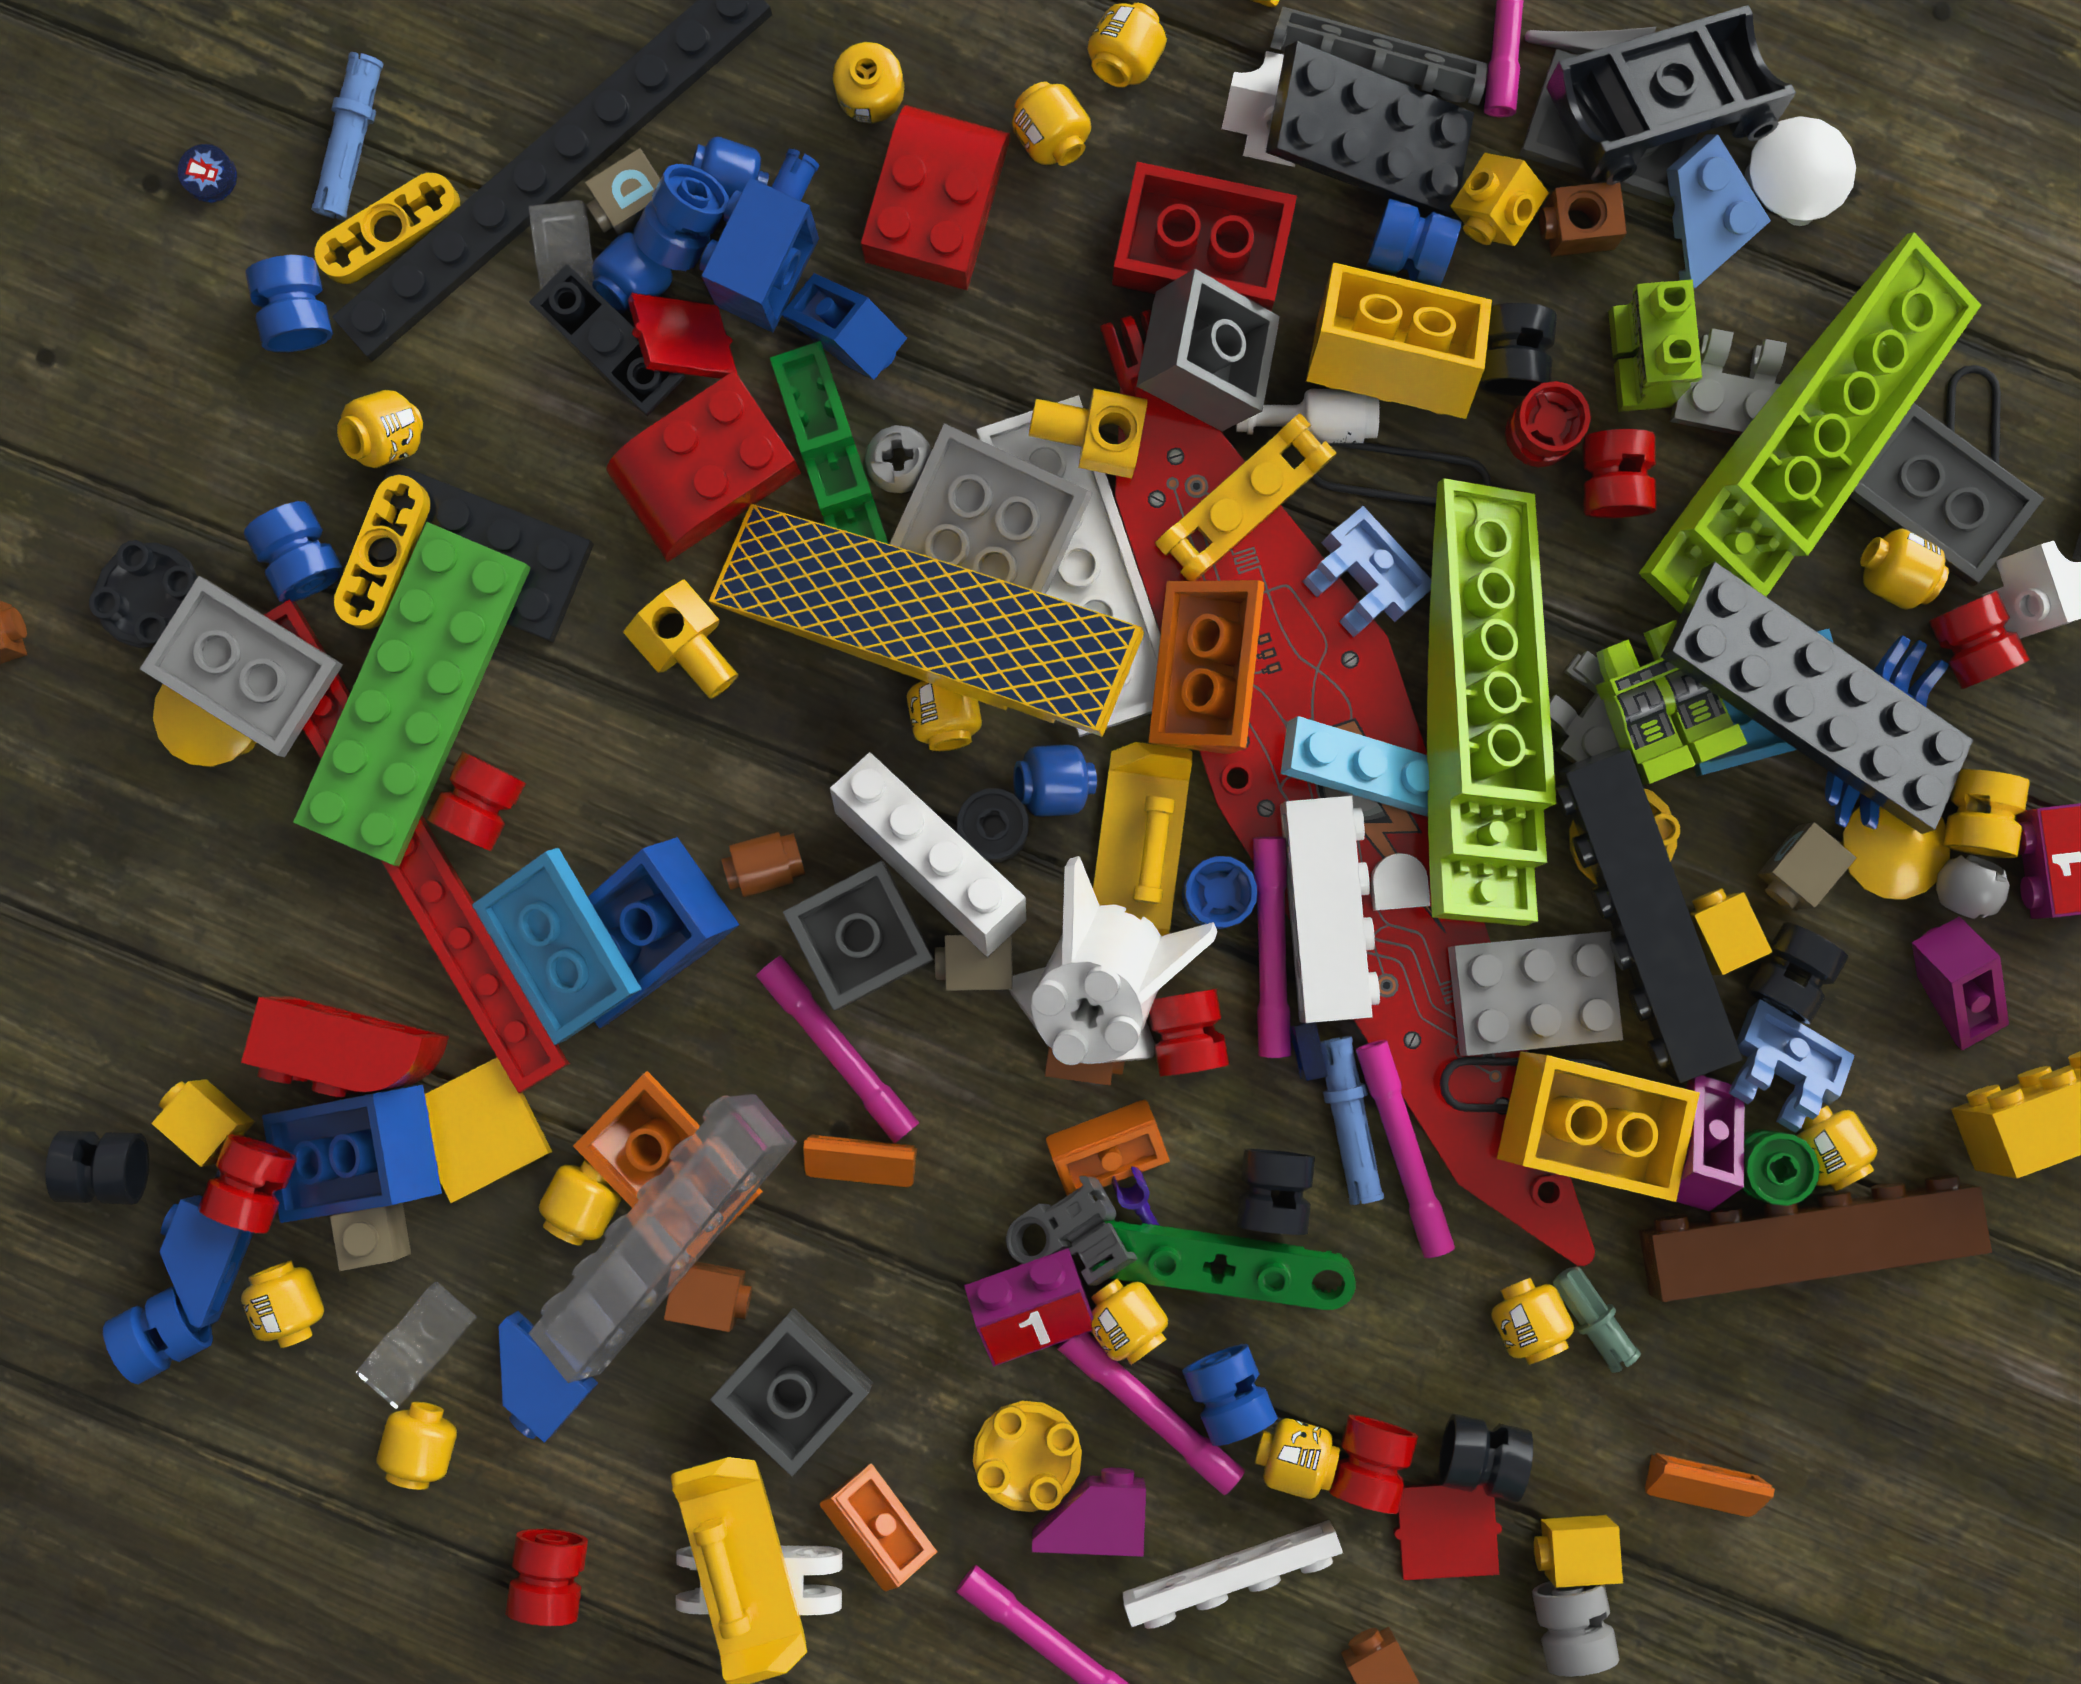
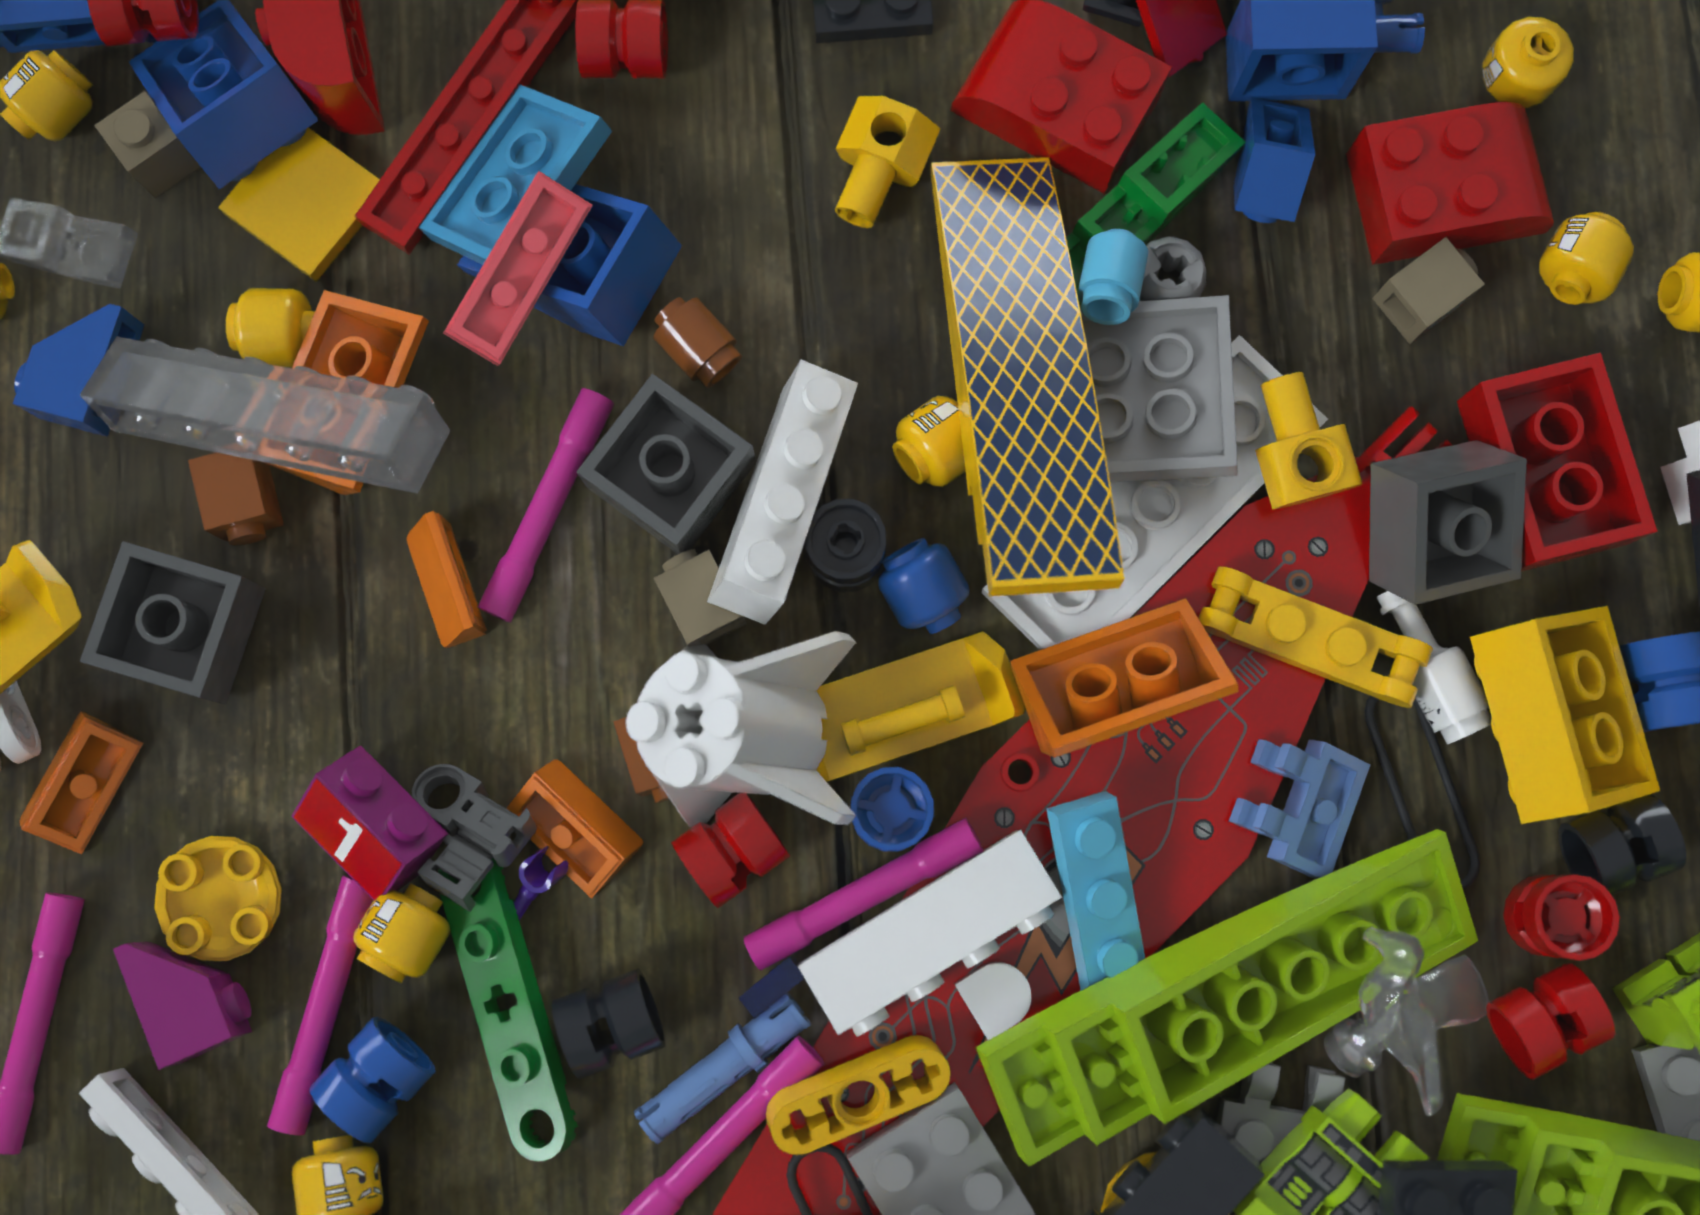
camera: 65 degrees right, 5 degrees down
(642, 978) = (517, 268): none -> coral tile
(883, 507) = (1112, 276): none -> medium azure brick
(1014, 259) = (1429, 289): none -> dark tan brick
(1436, 1065) = (832, 1083): none -> yellow beam
(1562, 579) = (1406, 1013): none -> clear animal

